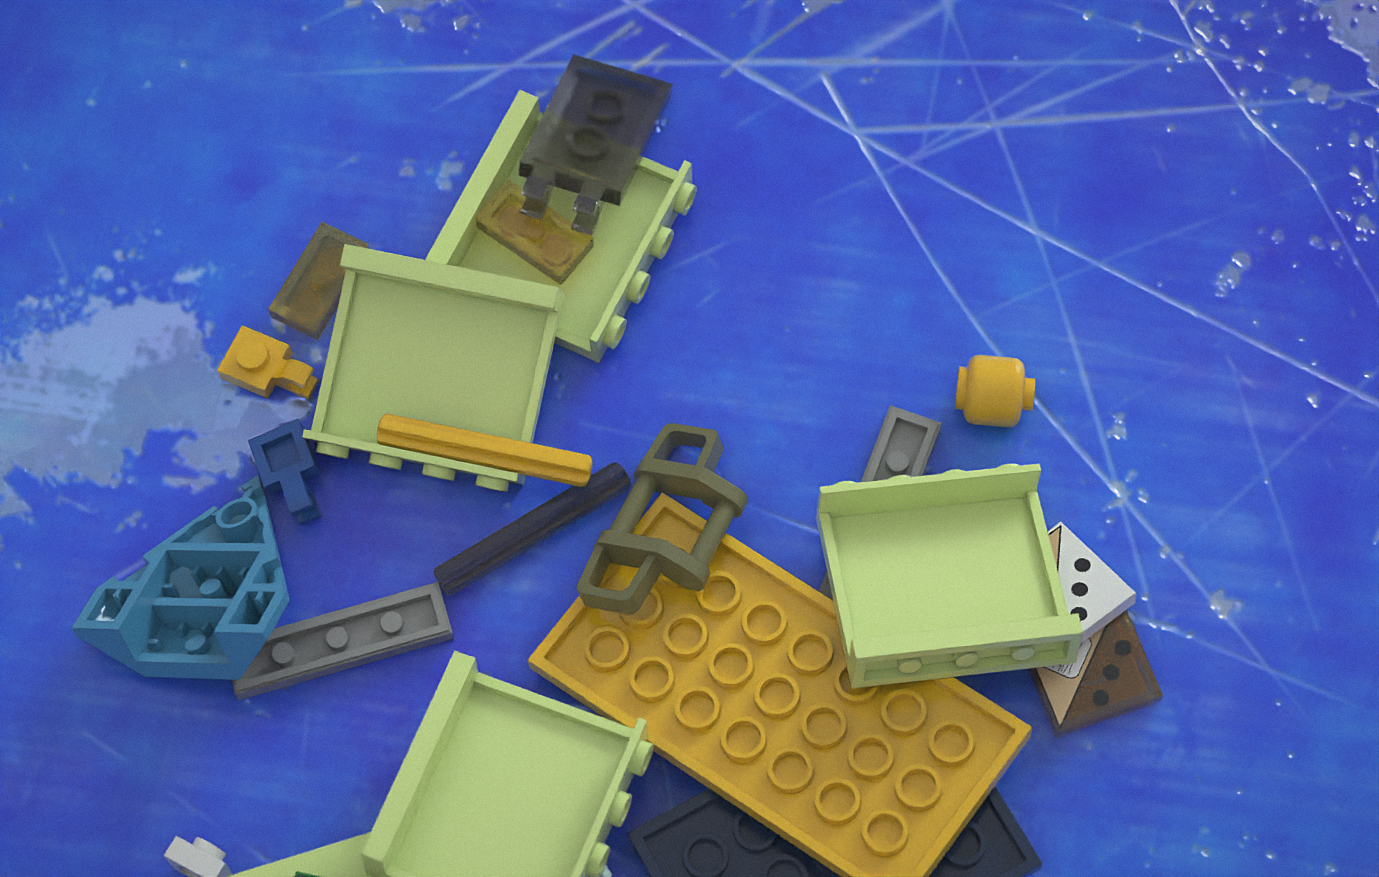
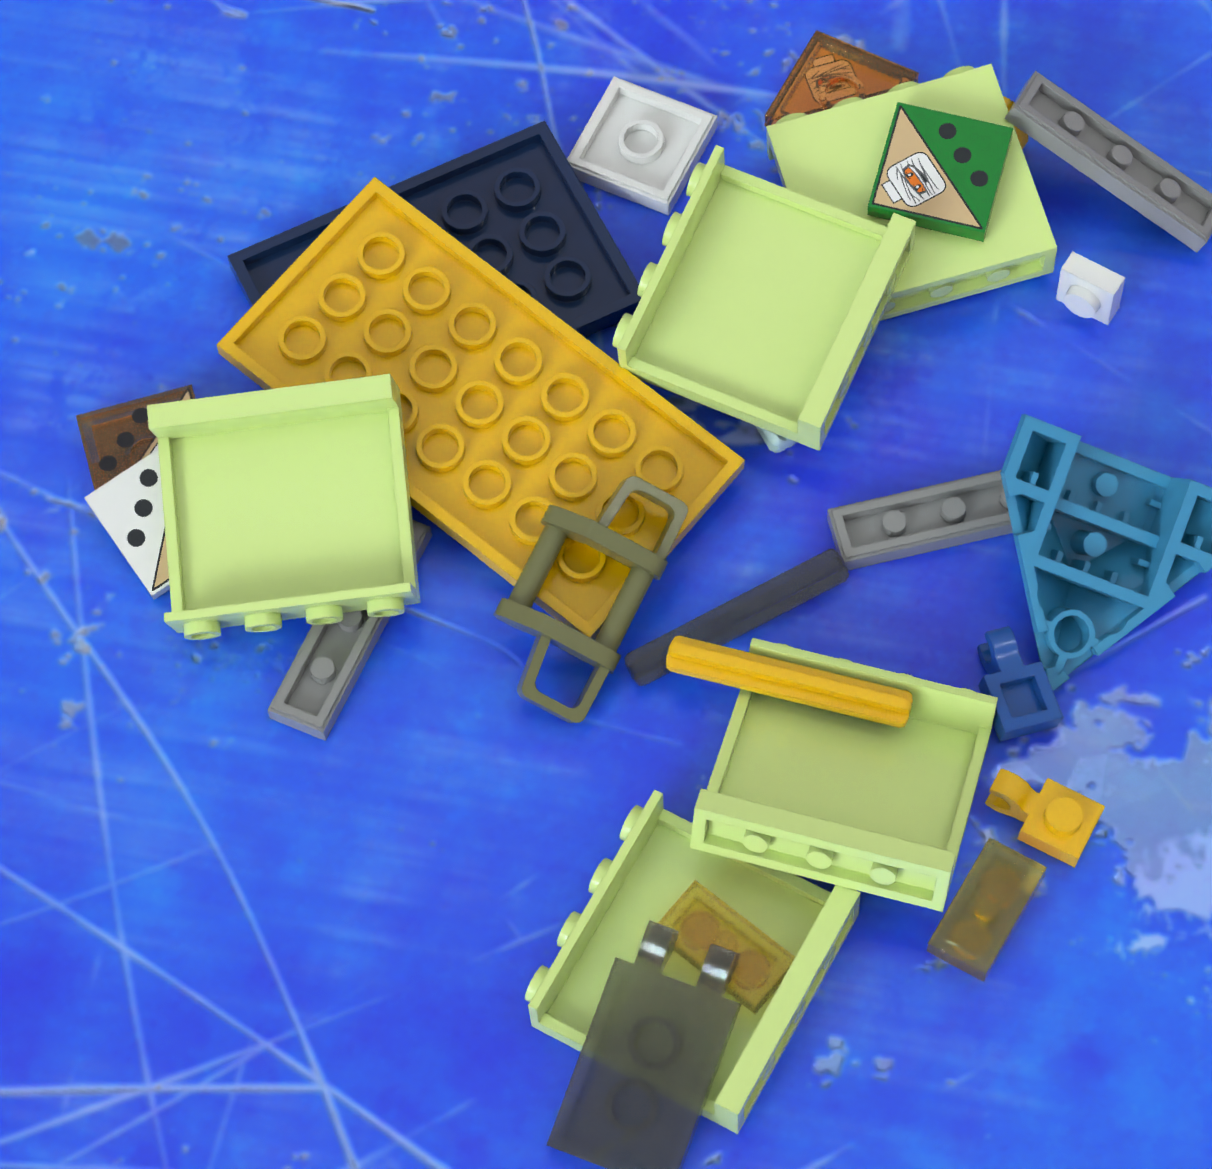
camera: 175 degrees left, 5 degrees down
(994, 391) = (202, 734): yellow head -> none

